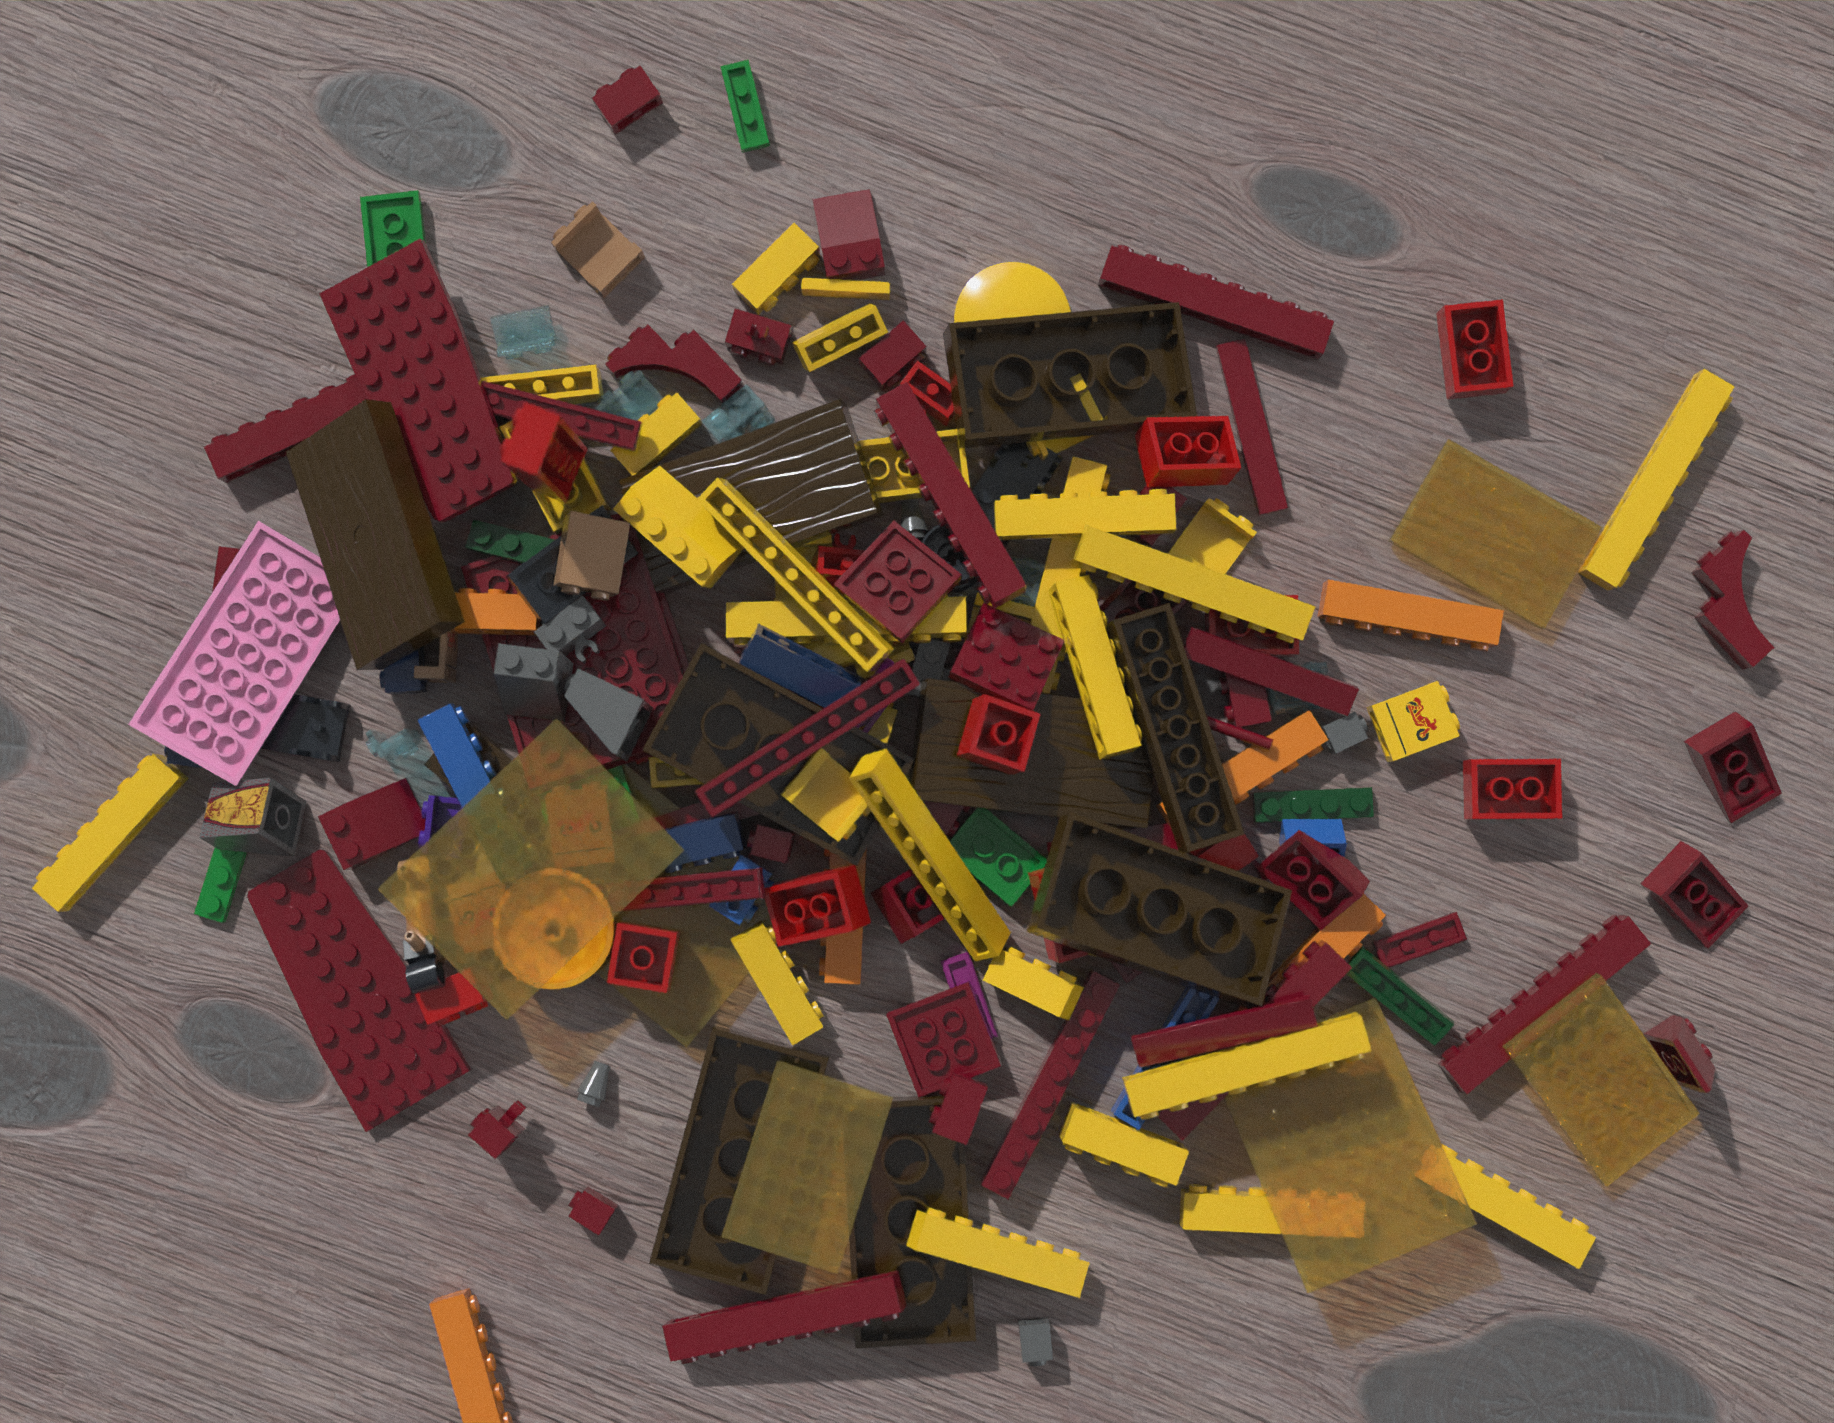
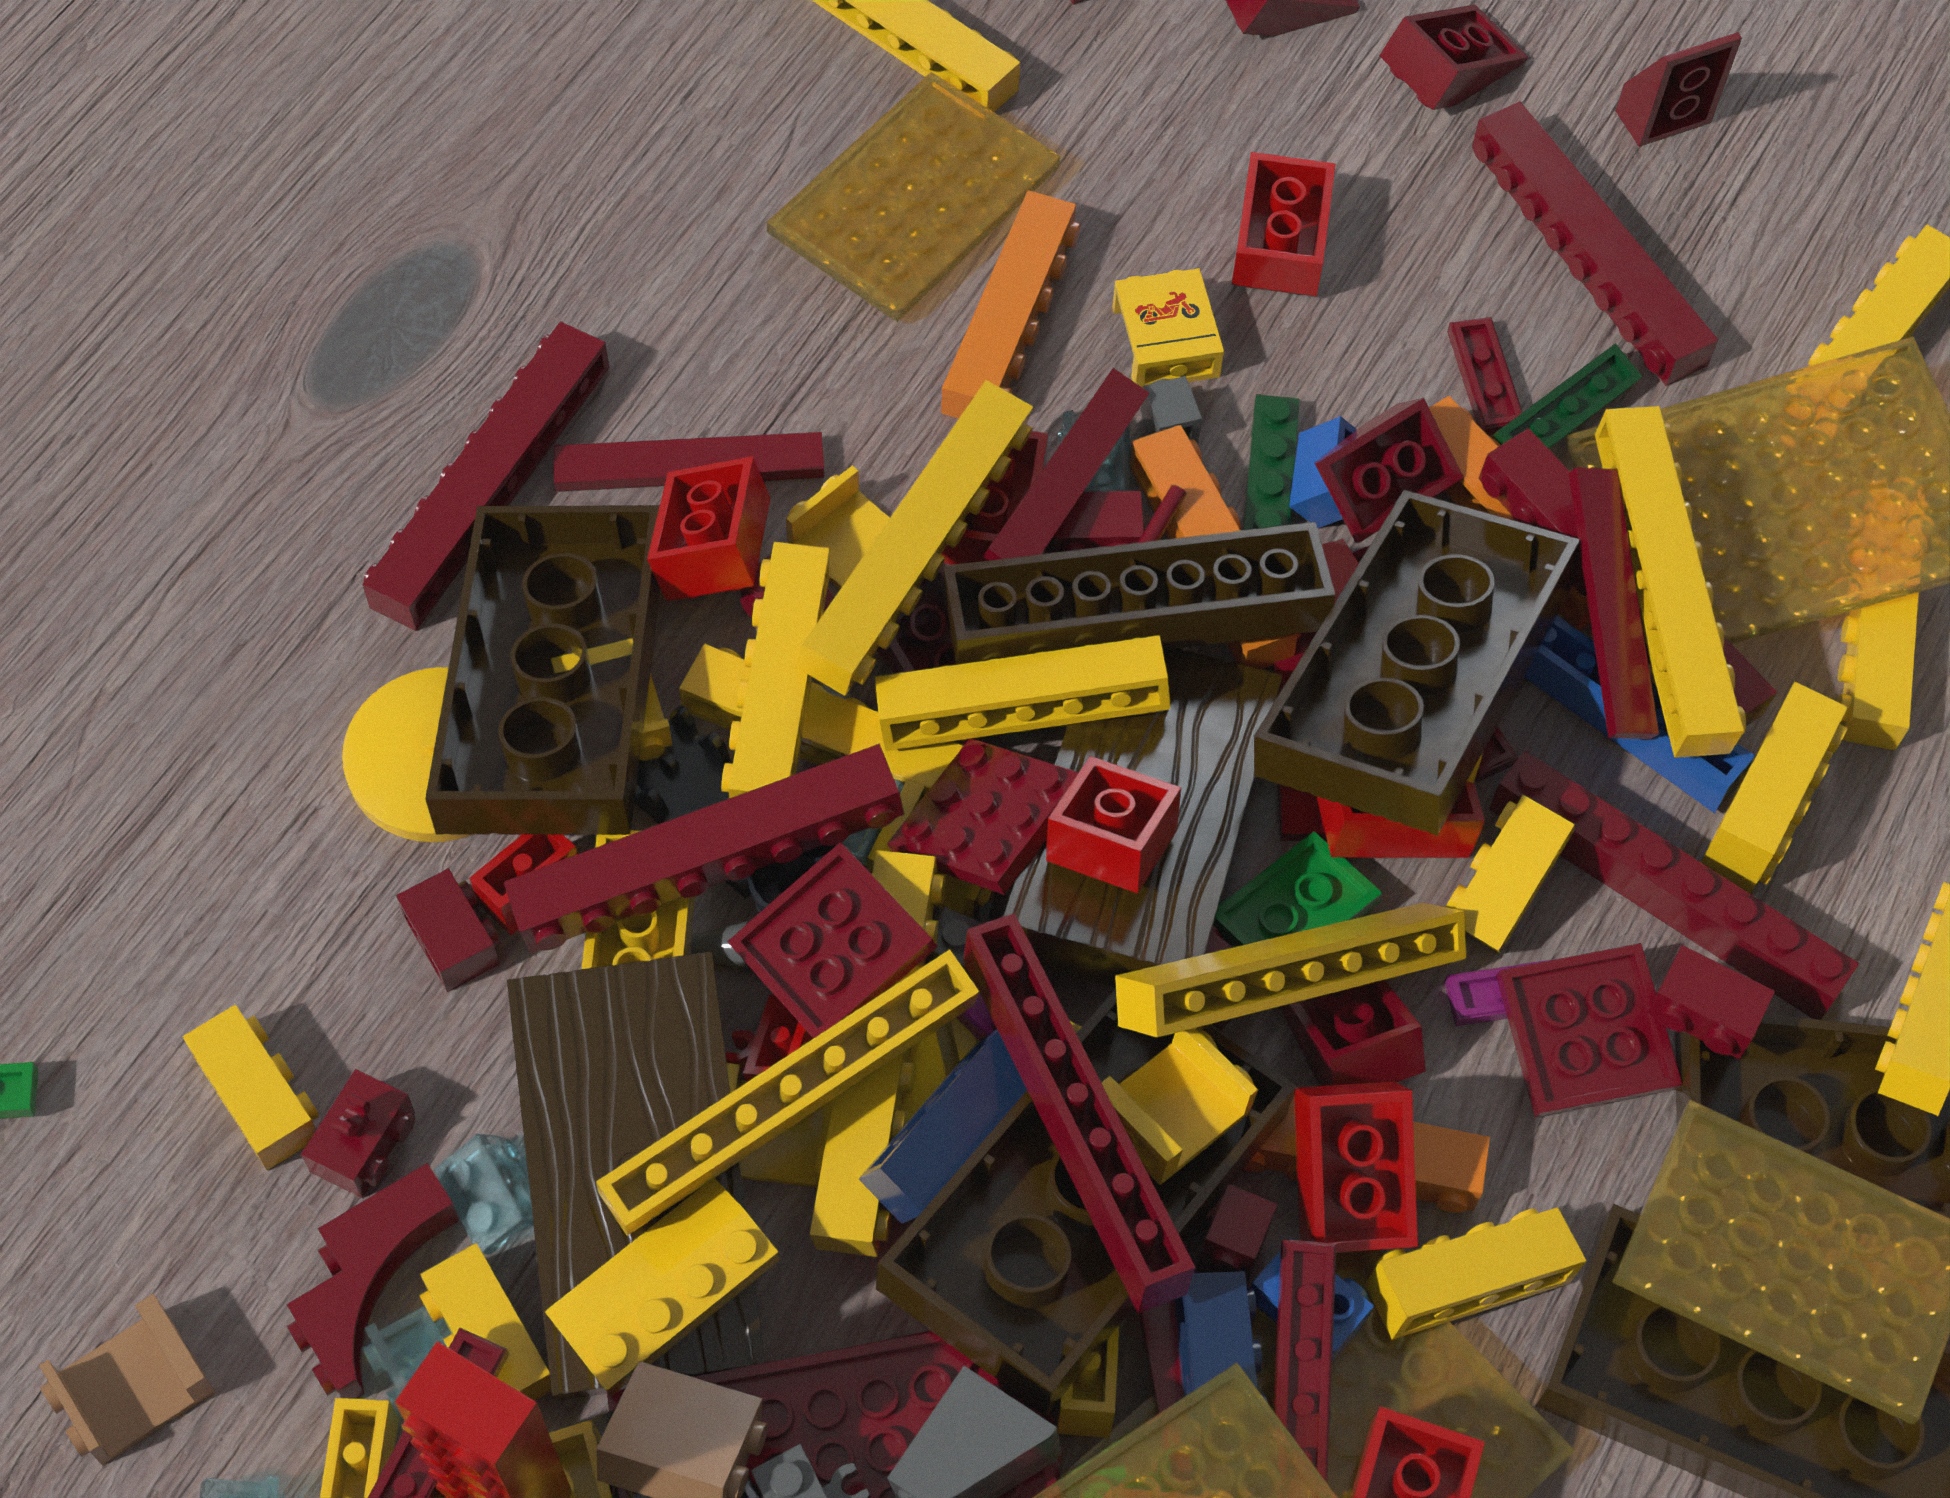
camera: 80 degrees left, 25 degrees down
(839, 337) = (396, 1000): yellow brick -> none
(845, 288) = (317, 984): yellow tile -> none
(849, 236) = (233, 958): dark red slope -> none
(1474, 349) = (646, 168): red brick -> none
(1601, 1079) = (1704, 187): clear yellow plate -> none

